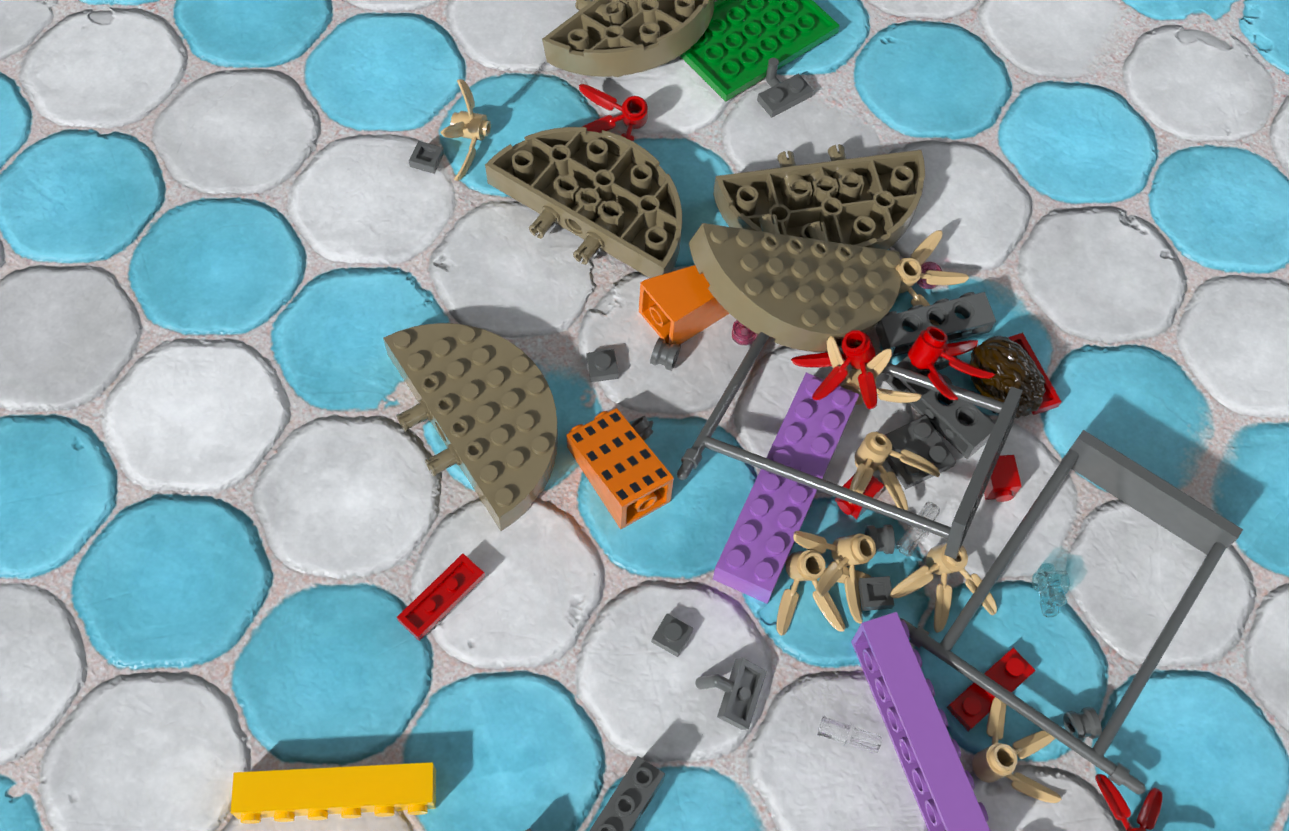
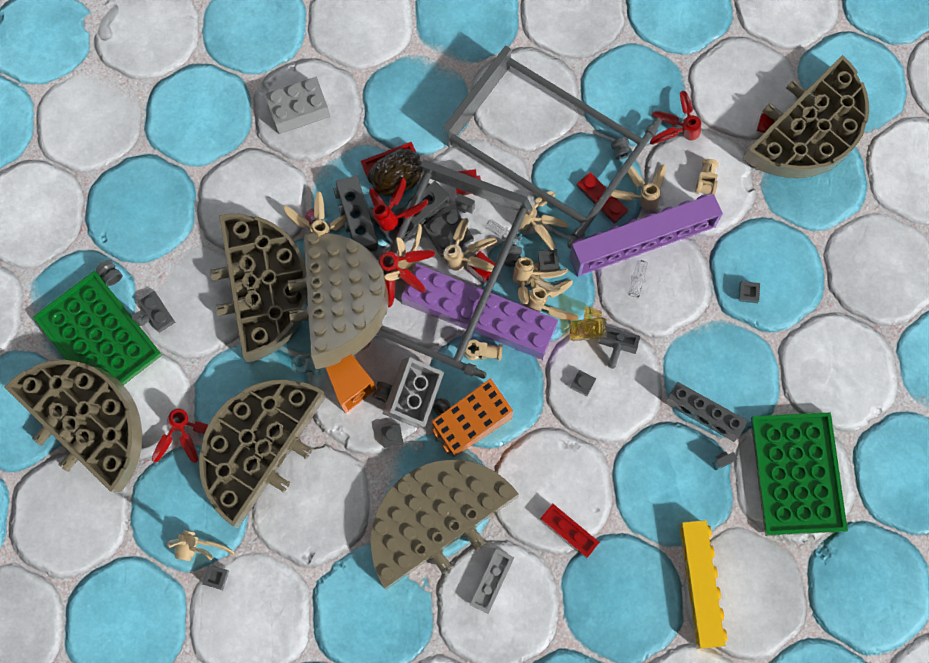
camera: 85 degrees left, 10 degrees up
(379, 484) = (492, 581): none -> light grey plate
(659, 384) = (413, 392): none -> light grey brick
(725, 488) = (483, 351): none -> tan connector
(760, 642) = (589, 327): none -> clear yellow plate
(835, 42) = (109, 273): none -> dark grey wheel
(962, 473) = (464, 204): none -> dark grey plate
(1052, 588) = (536, 158): clear light blue plate -> none
(1104, 254) = (297, 105): none -> light grey brick

